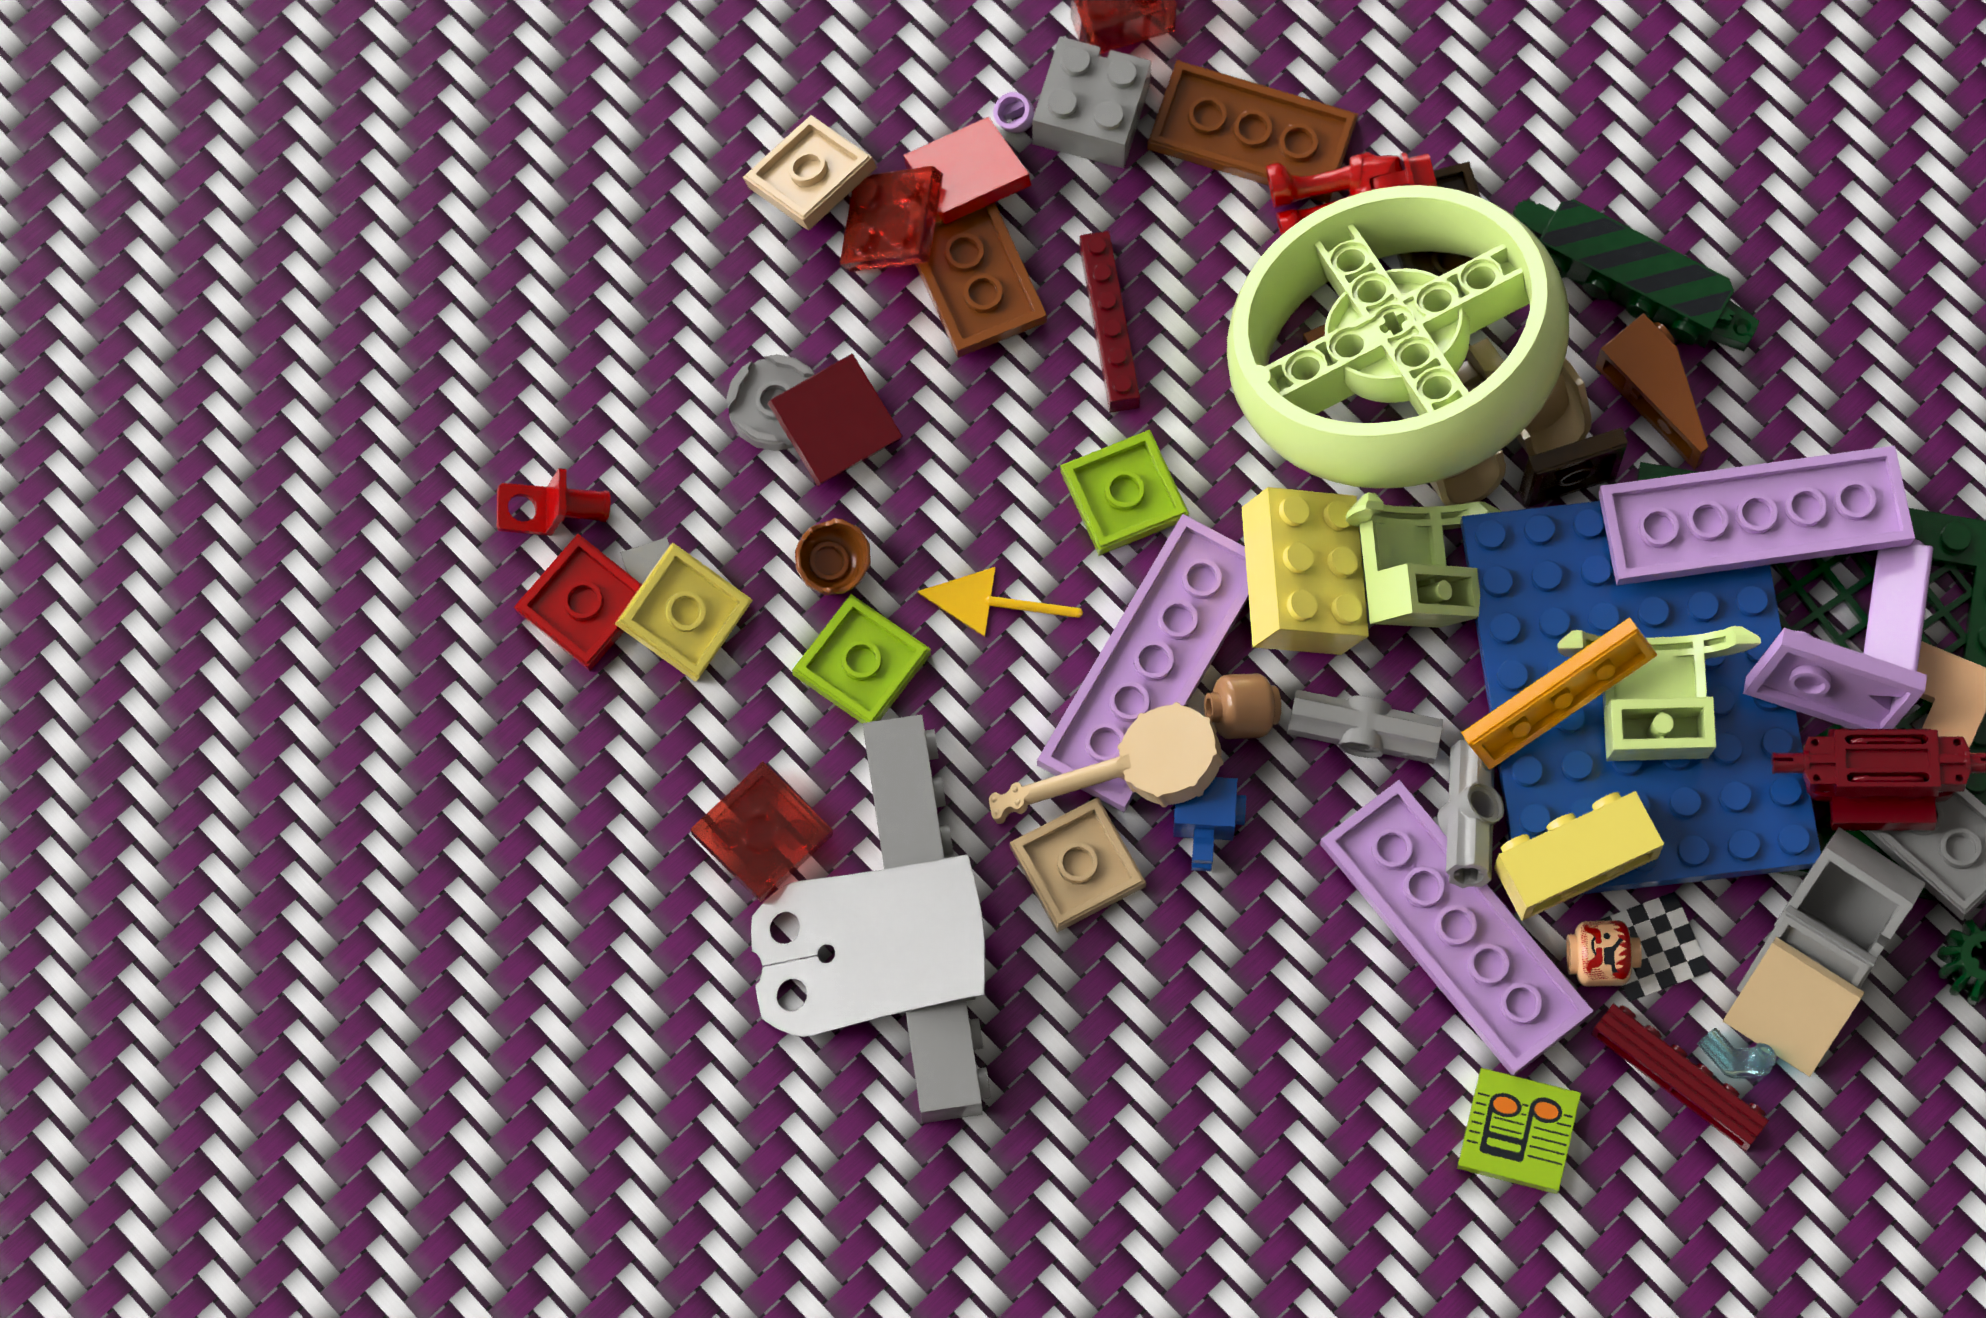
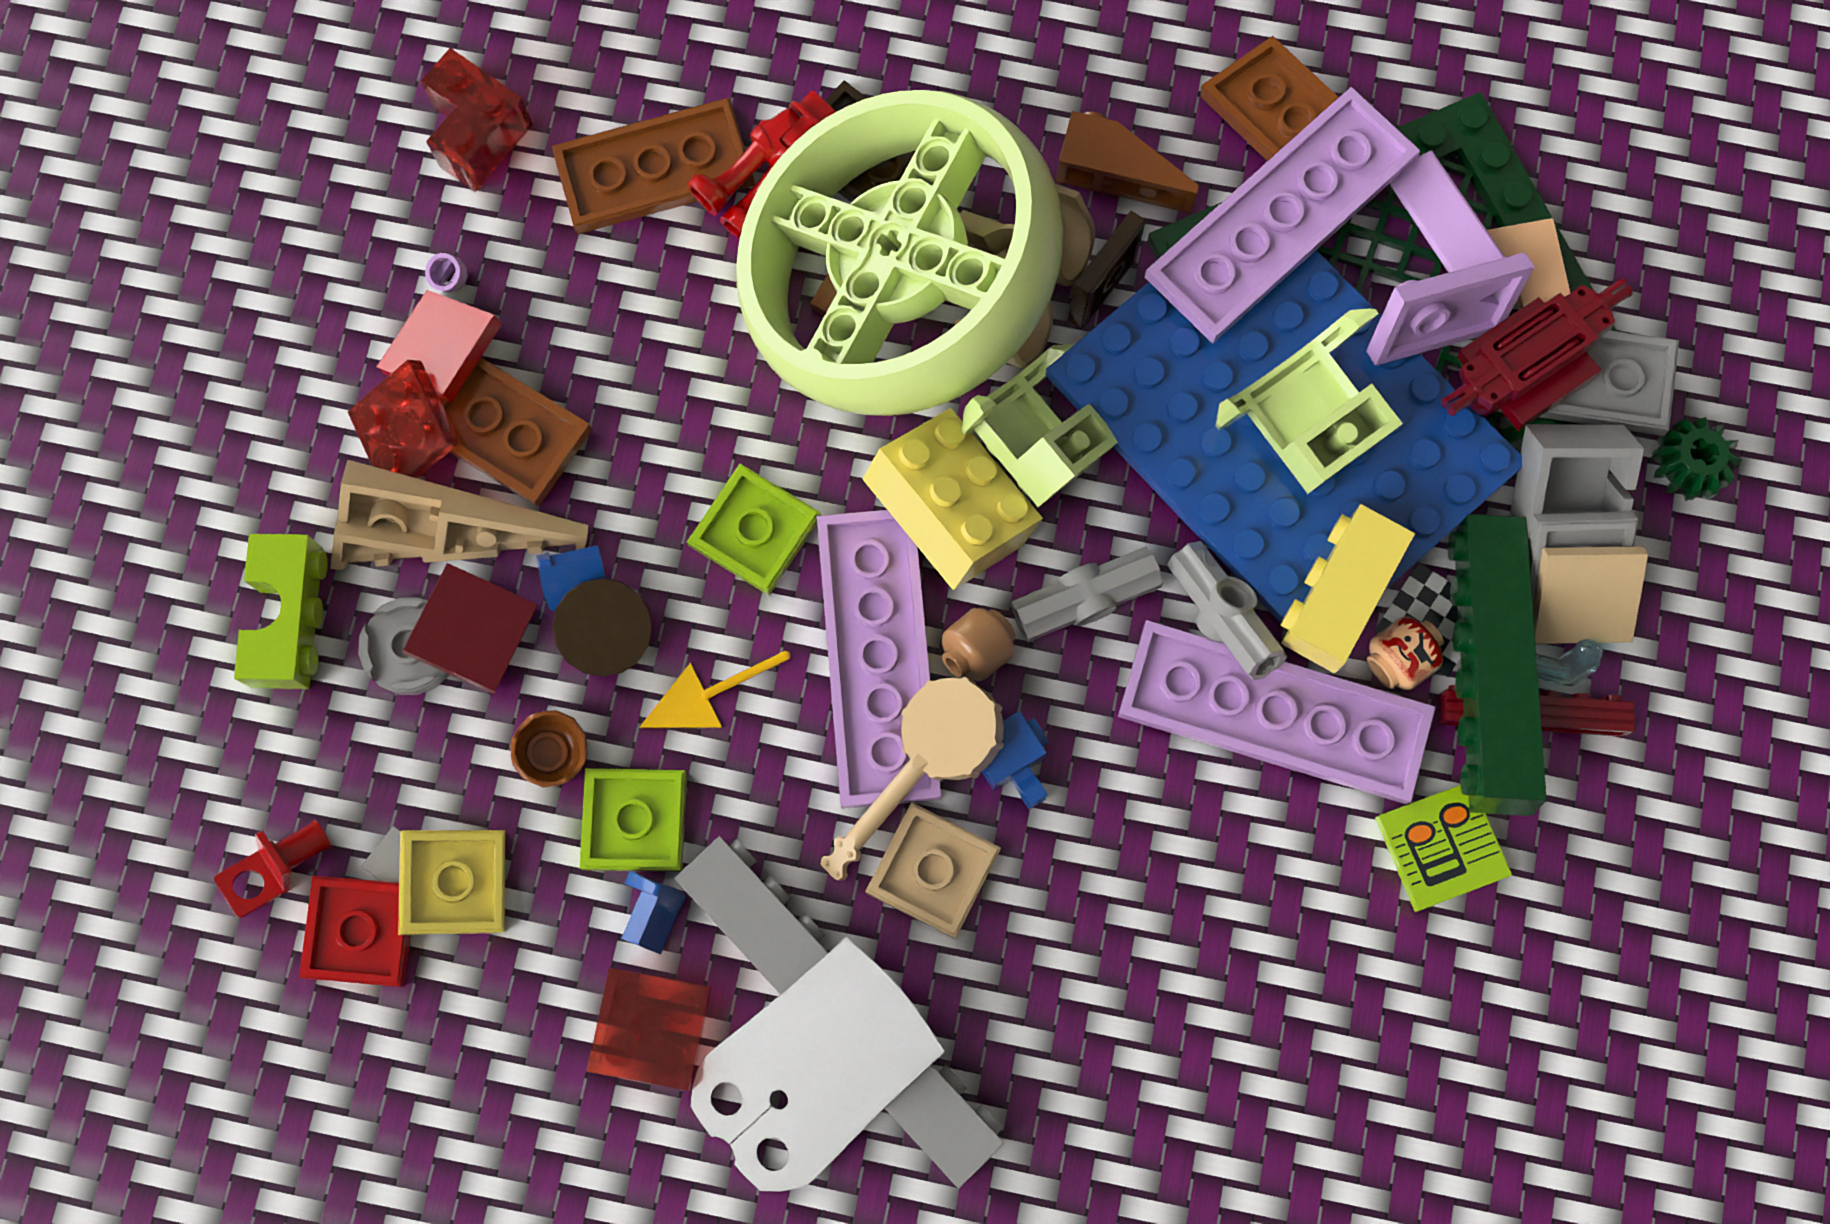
camera: 35 degrees left, 5 degrees up
(672, 340) = (285, 650): none -> lime arch
(809, 172) = (306, 432): tan tile -> none
(826, 743) = (653, 912): none -> blue tile
(846, 297) = (406, 517): none -> tan wedge
(943, 488) = (602, 627): none -> dark brown tile
(946, 432) = (566, 570): none -> blue tile
(1091, 102) = (504, 223): light grey piece -> none
(1109, 322) = (644, 395): dark red piece -> none
(1559, 693) = (1241, 463): light orange tile -> none
(1639, 274) = (1051, 80): dark green hinge -> none
(1668, 1007) = (1497, 666): none -> dark green brick
(1831, 408) = (1267, 96): none -> dark orange plate

